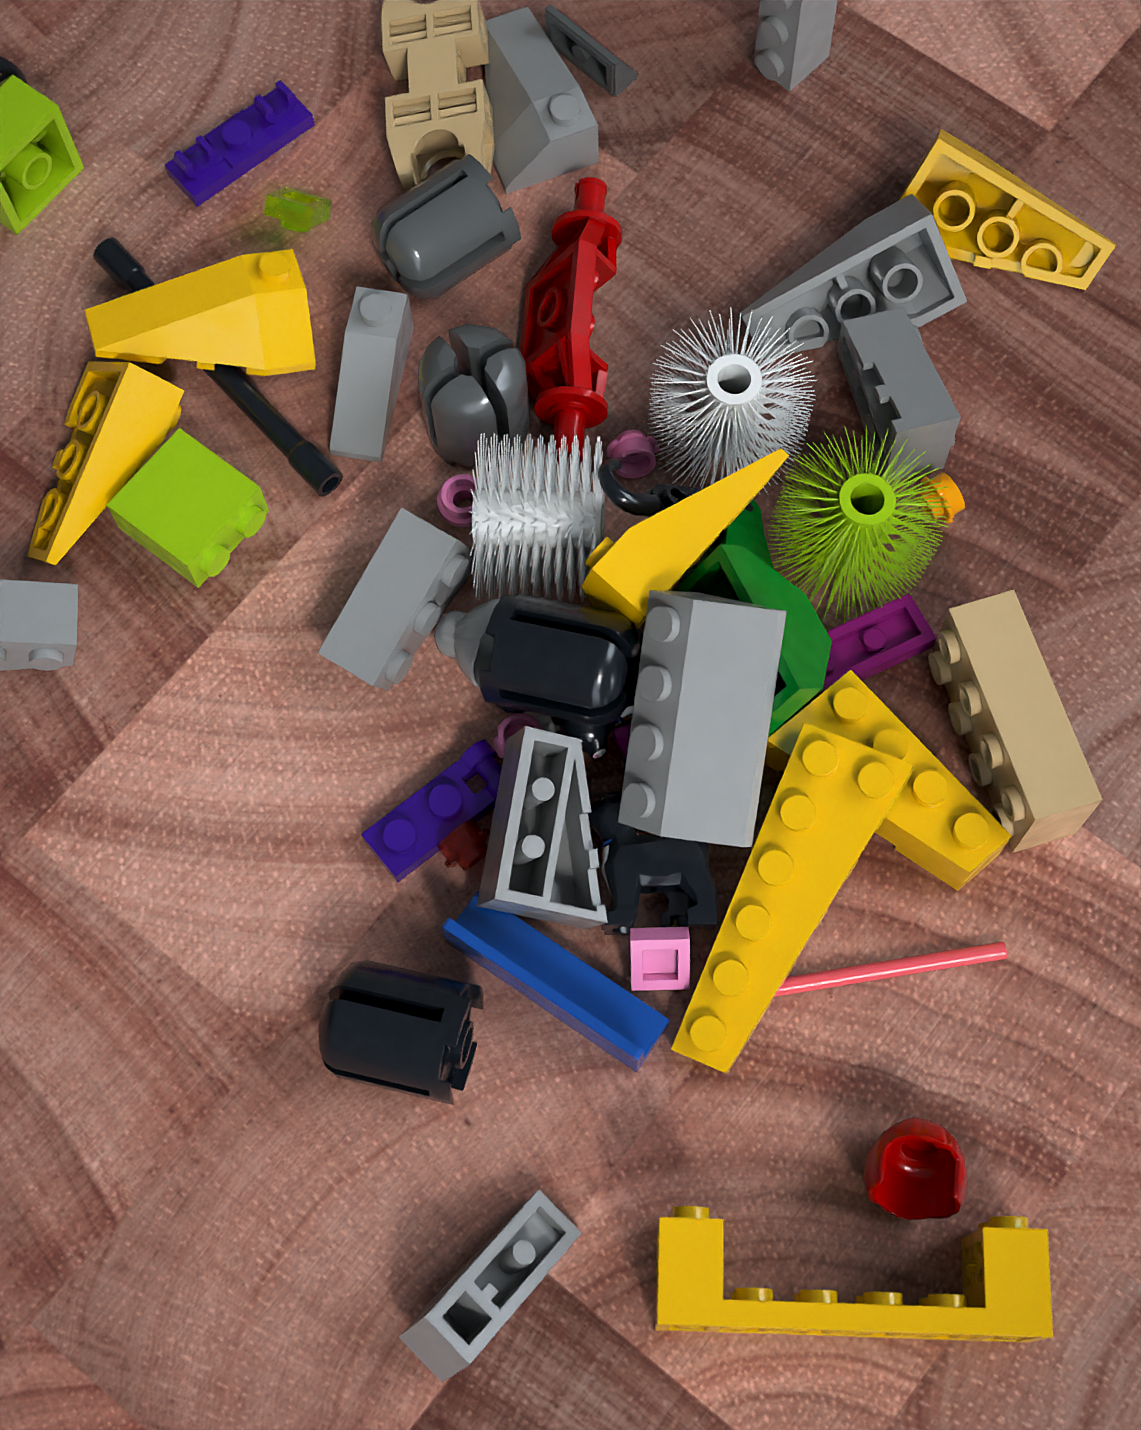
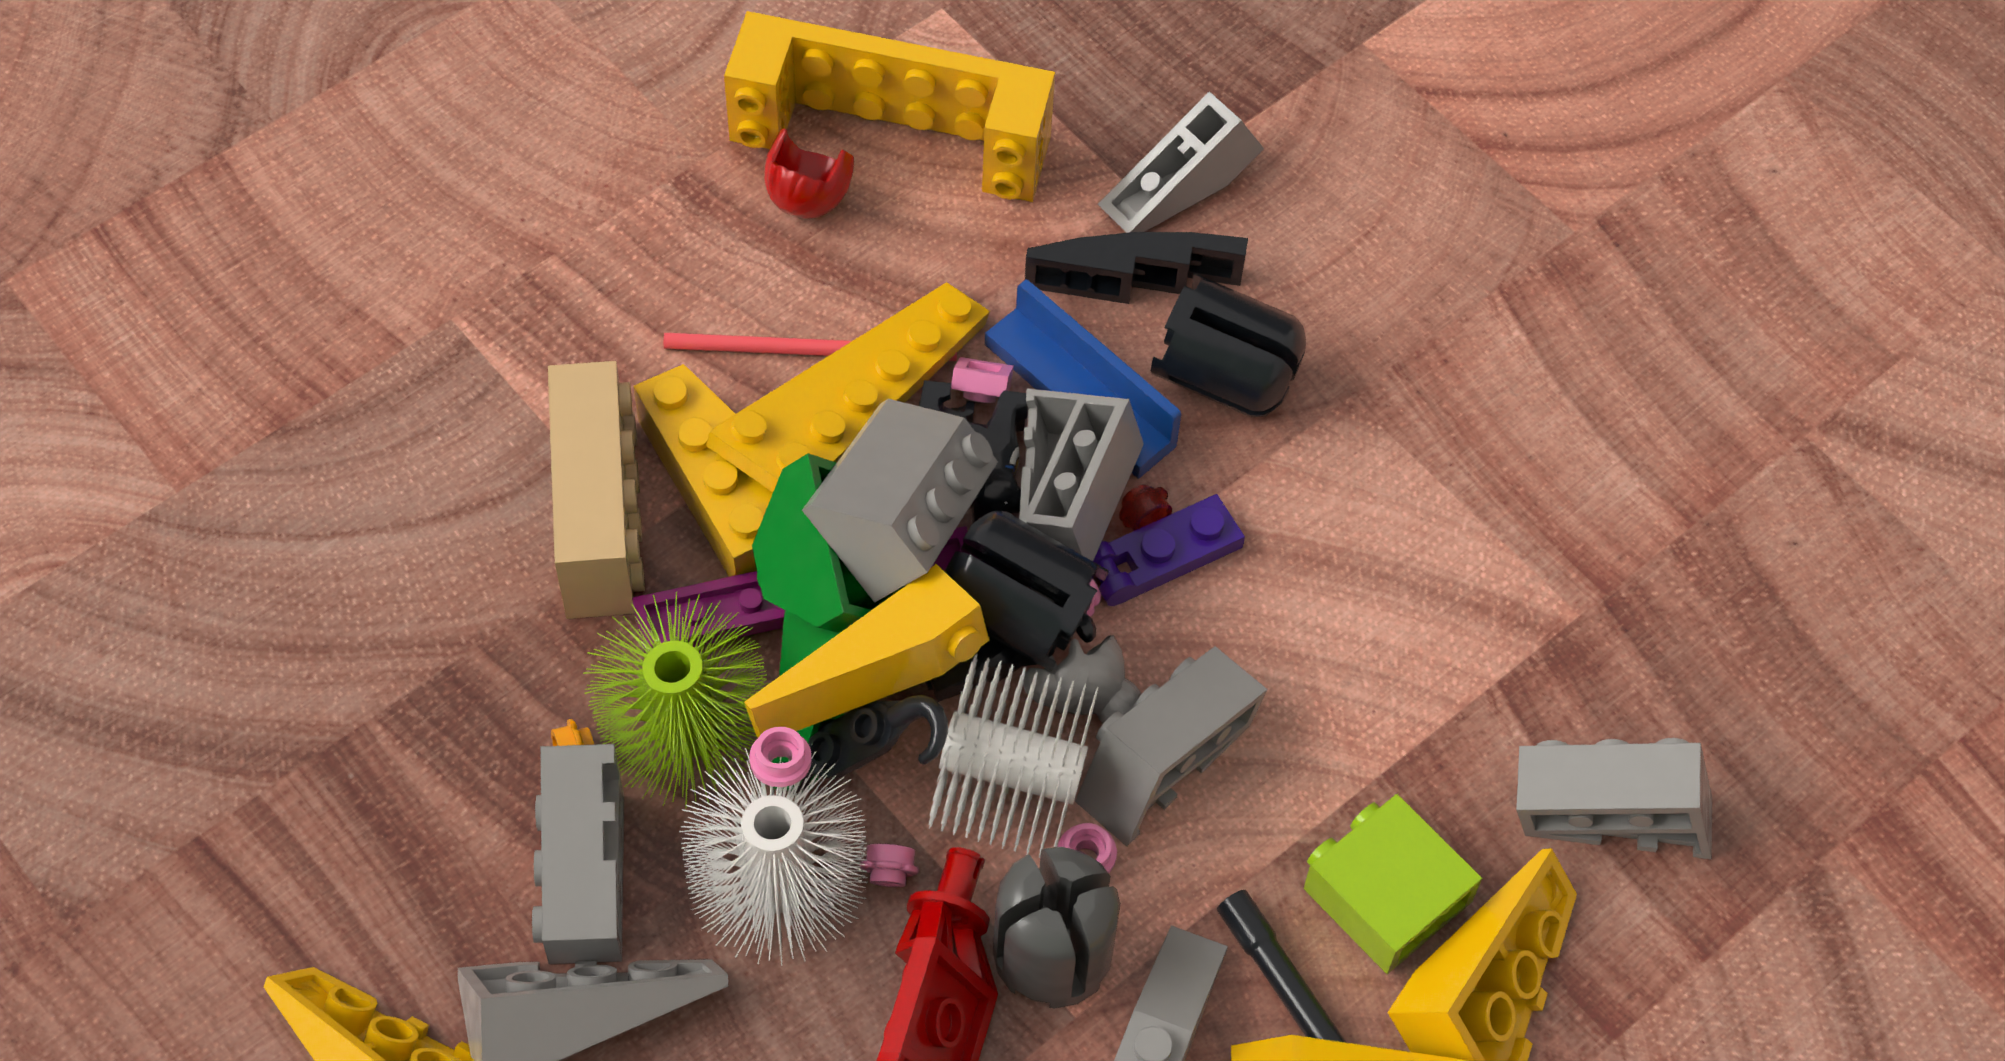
camera: 175 degrees left, 10 degrees down
(546, 1133) = (1114, 263): none -> black slope
(743, 412) = (780, 743): none -> bright pink plate

